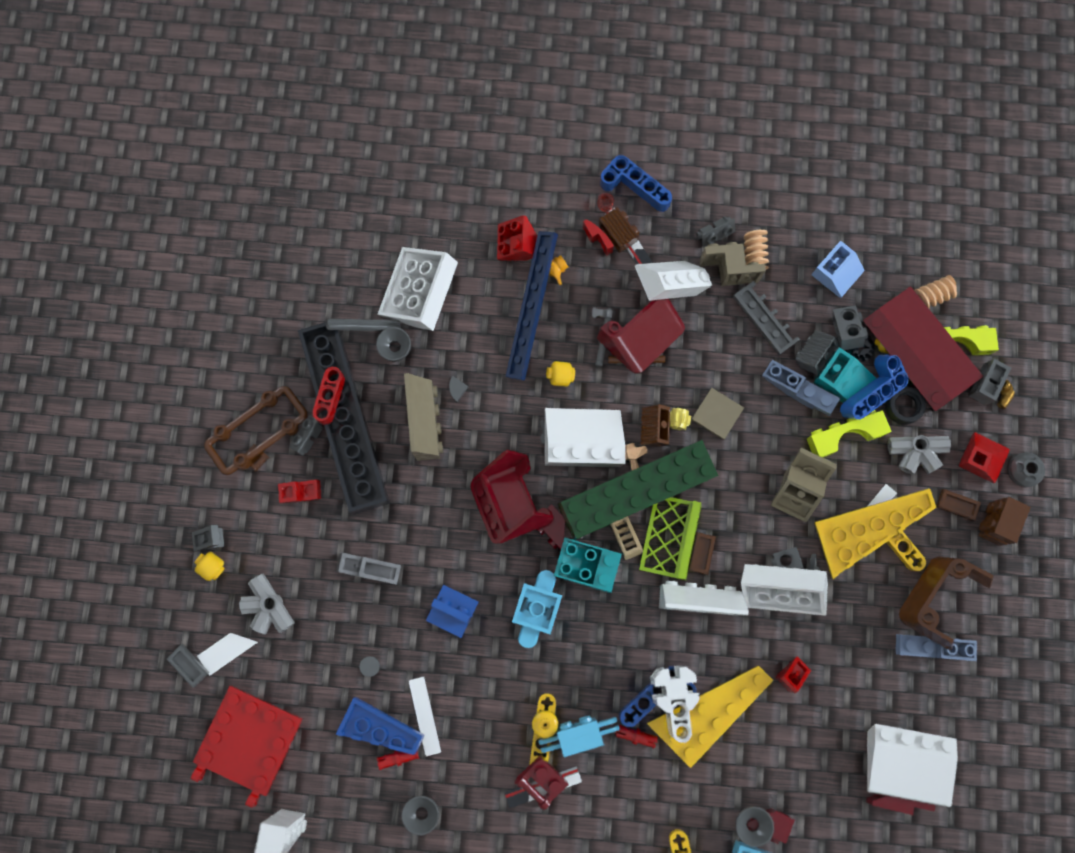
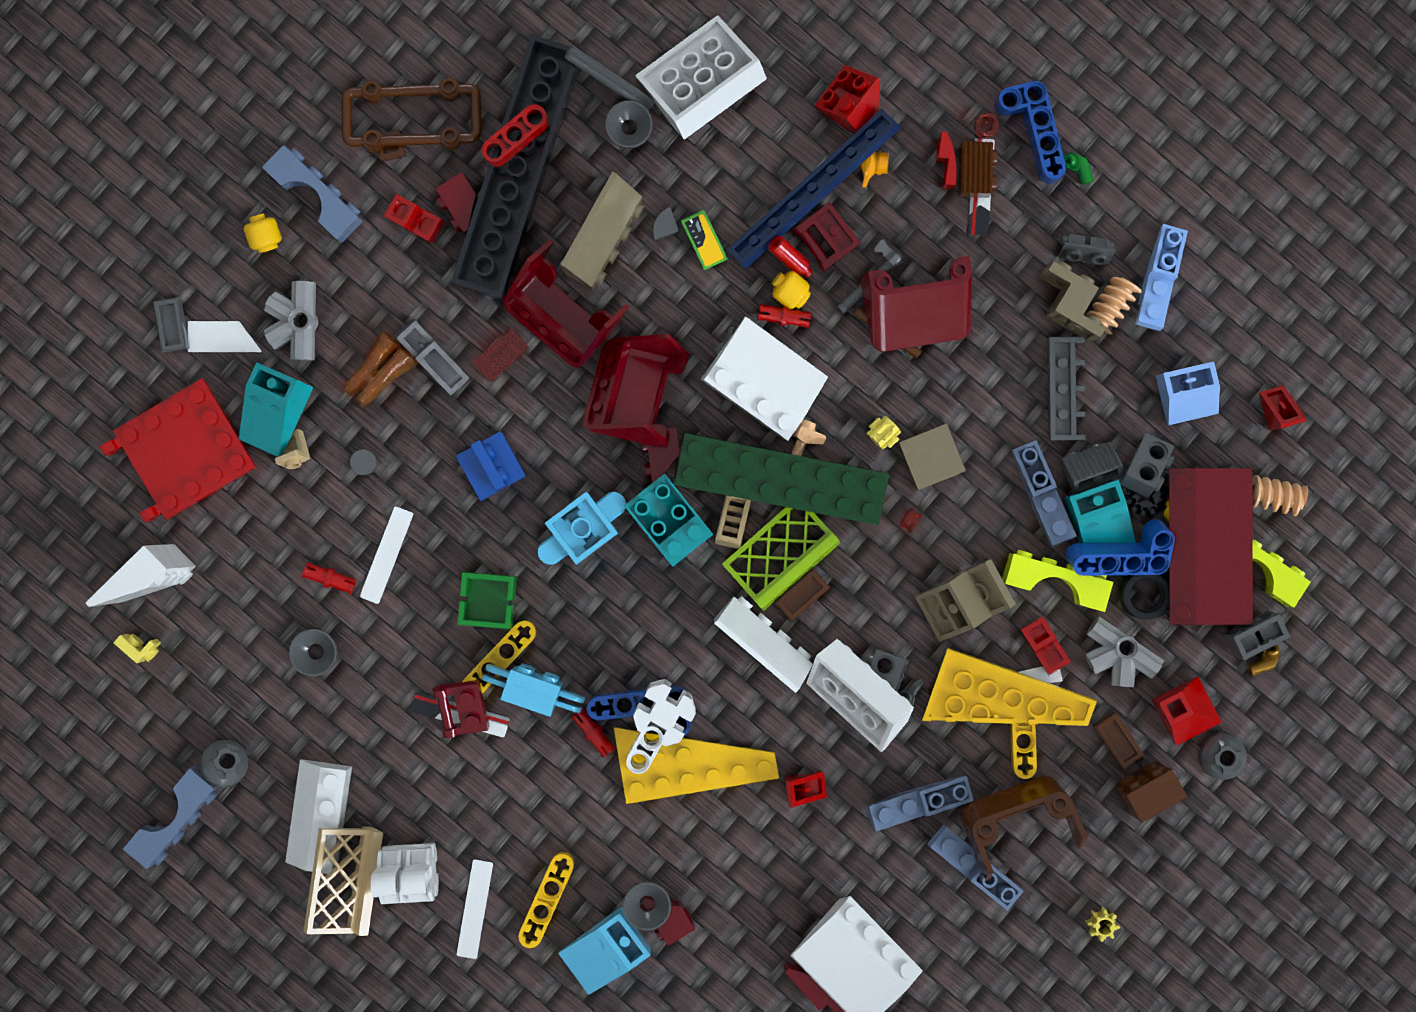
camera: 30 degrees right, 10 degrees up
(202, 515) = (289, 172): none -> sand blue arch
(208, 538) = (280, 201): dark grey slope -> none
(288, 673) = (271, 409): none -> teal slope
(301, 441) = (454, 162): dark grey hinge -> none
(318, 690) = (295, 452): none -> tan bracket
(320, 459) = (459, 199): none -> dark red slope
(350, 588) = (399, 363): none -> clear orange piece
(378, 728) = (327, 530): blue wing -> none
(411, 537) = (501, 355): none -> clear red tile
(428, 490) = (554, 315): none -> dark red windscreen
(487, 381) = (703, 239): none -> slope
(509, 698) = (487, 600): none -> green piece
(540, 719) = (513, 651): yellow head -> none
(546, 354) = (790, 256): none -> red cylinder
(559, 322) = (833, 231): none -> dark red plate
(567, 392) = (784, 315): none -> red pin
(655, 425) = (852, 422): reddish brown brick -> none
(672, 279) = (990, 271): white slope -> none
(677, 187) = (1079, 165): none -> green arm
(733, 460) = (910, 520): none -> clear red bush
(770, 216) = (1160, 276): none -> light blue slope
(870, 631) = (919, 802): none -> sand blue slope
(871, 479) = (1045, 646): none -> red slope
(898, 242) = (1280, 408): none -> red slope
(1036, 631) = (1110, 926): none -> light yellow gear

